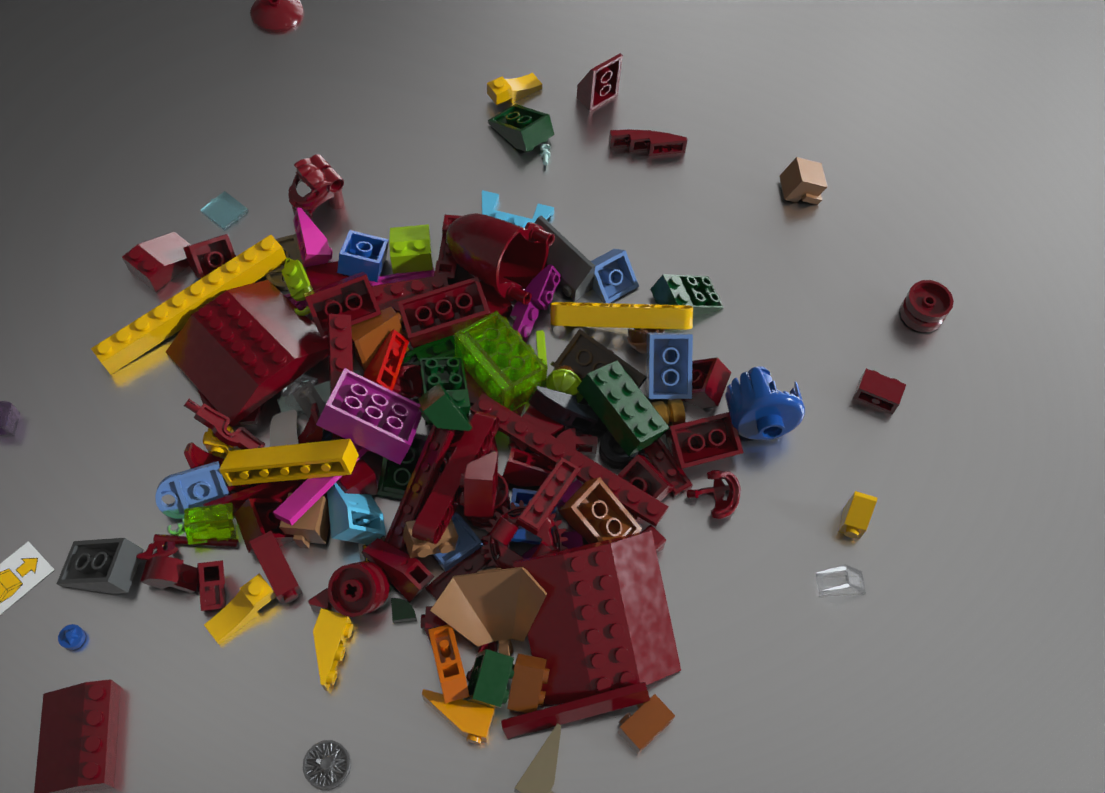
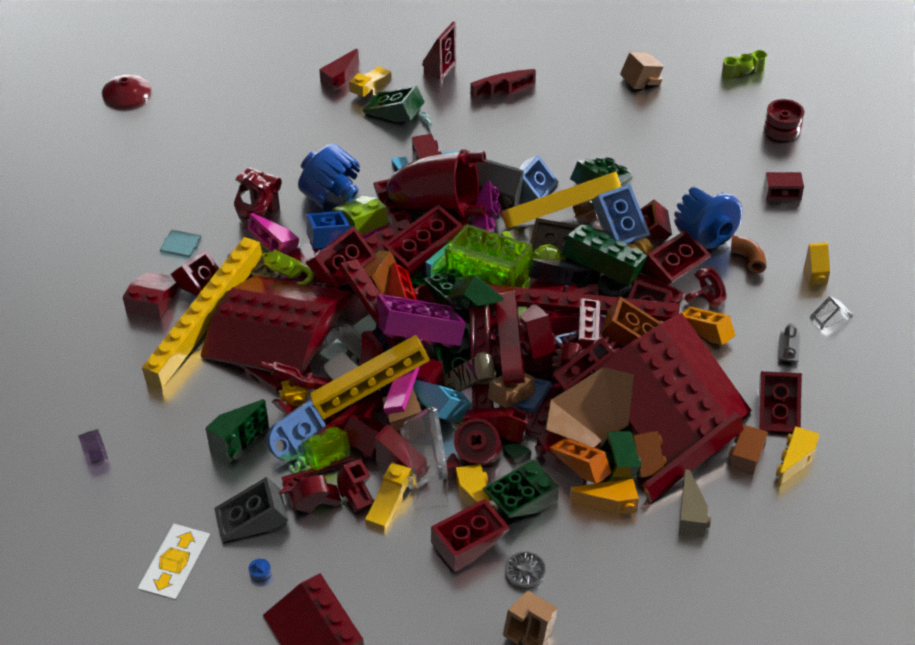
camera: 20 degrees left, 15 degrees down
(136, 464) = (236, 430): none -> dark green slope
(286, 698) = (468, 534): none -> dark red slope
(289, 584) = (426, 459): none -> clear windscreen
(370, 669) = (524, 491): none -> dark green slope
(398, 183) = (329, 169): none -> blue piece
(399, 500) = (475, 371): none -> dark tan door
(445, 341) = (436, 262): none -> tile
(491, 64) = (339, 71): none -> dark red slope
(506, 552) = (583, 363): none -> dark red slope
(520, 196) = (424, 146): none -> dark red brick
(693, 538) = (710, 325): none -> light orange slope
(698, 755) = (799, 453): none -> yellow slope
(714, 678) = (779, 401): none -> dark red slope
(770, 603) = (789, 344): none -> light grey hinge
(794, 463) = (751, 251): none -> dark orange cylinder
(923, 214) = (744, 64): none -> lime piece

